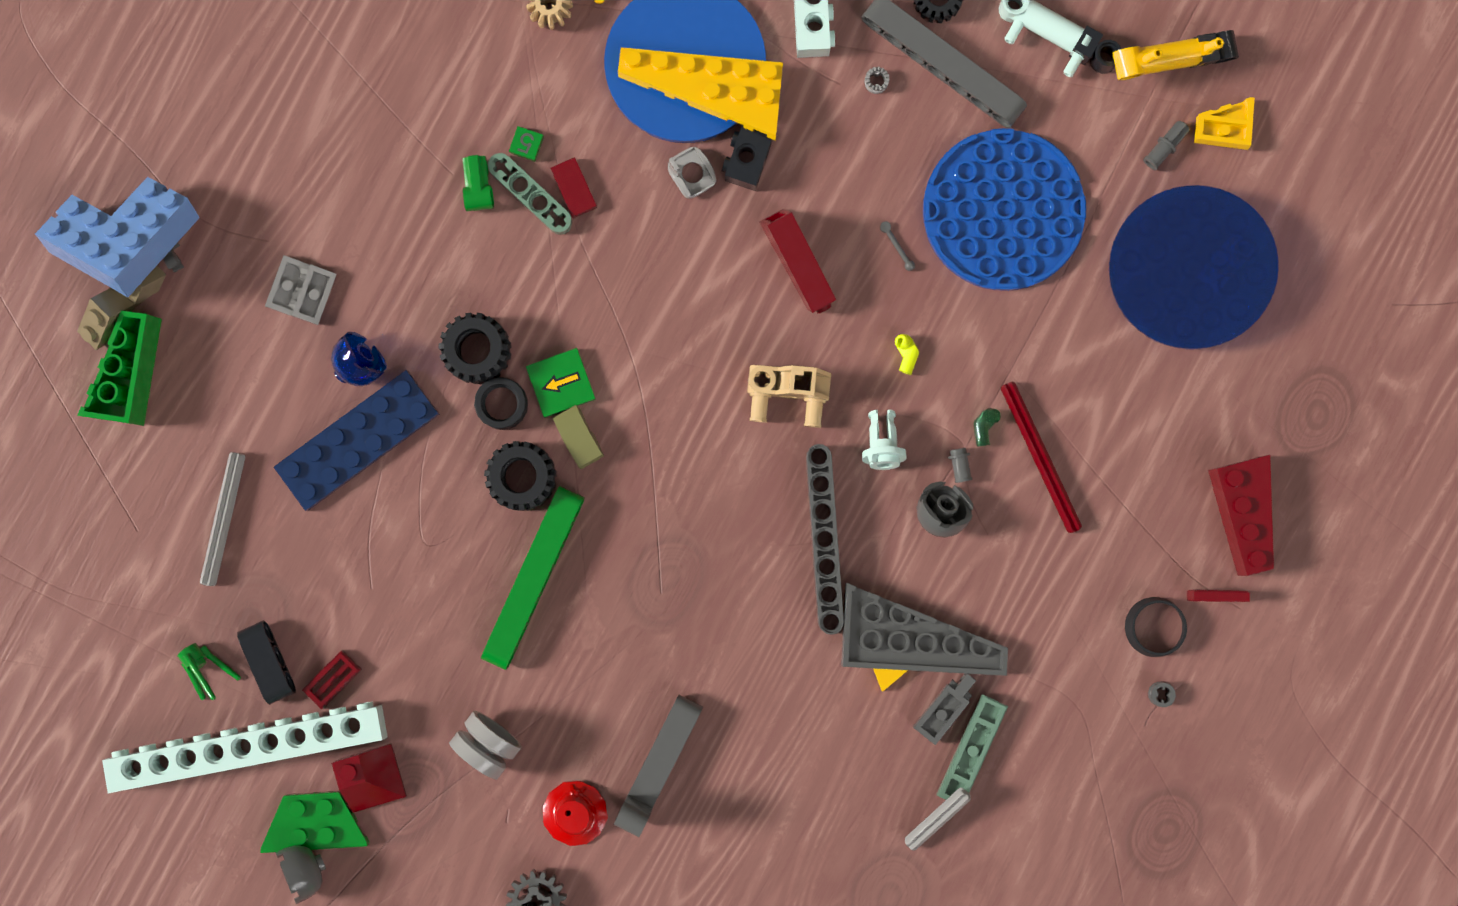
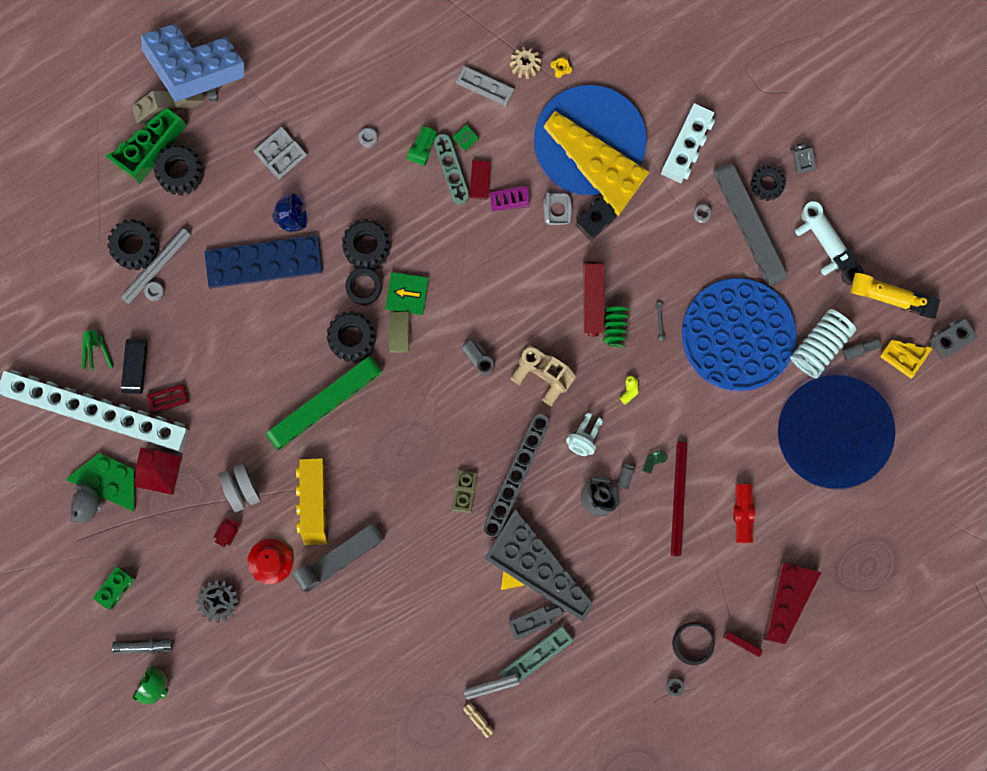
camera: 25 degrees right, 5 degrees down
(156, 503) = (127, 230): none -> black tyre
(160, 379) = (174, 155): none -> black tyre
(238, 552) = (154, 291): none -> light grey tile
(402, 209) = (368, 137): none -> light grey tile
(500, 808) = (226, 532): none -> dark red brick
(514, 63) = (485, 86): none -> light grey tile
(585, 711) = (312, 501): none -> yellow wedge
(618, 184) = (513, 191): none -> magenta slope
(694, 414) = (478, 357): none -> dark grey piece
(769, 593) = (464, 491): none -> olive slope
(846, 283) = (615, 326): none -> green piece
(942, 868) = (478, 720): none -> tan axle
(1123, 159) = (826, 346): none -> light aqua piece
(1132, 432) = (744, 513): none -> red piece
(1276, 73) = (954, 341): none -> dark grey brick

